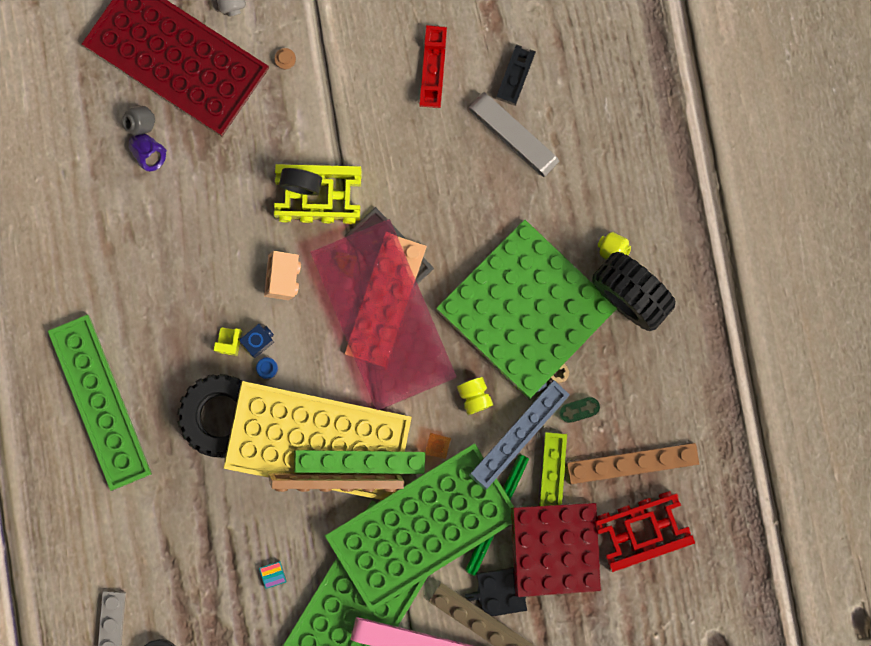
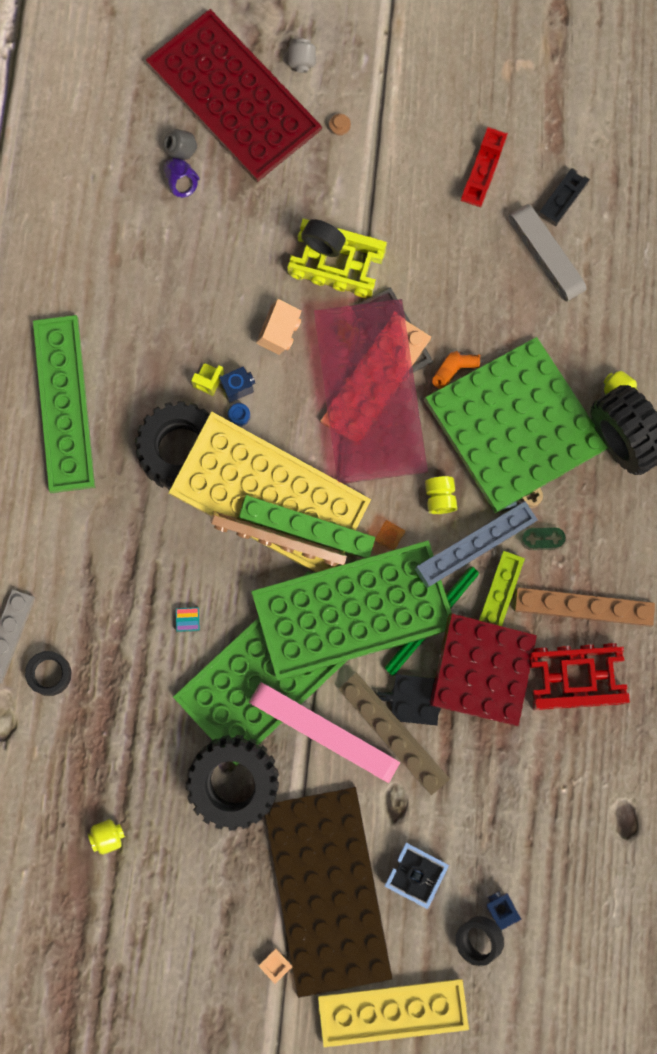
camera: 15 degrees right, 5 degrees down
(451, 270) = (451, 364): none -> orange arm

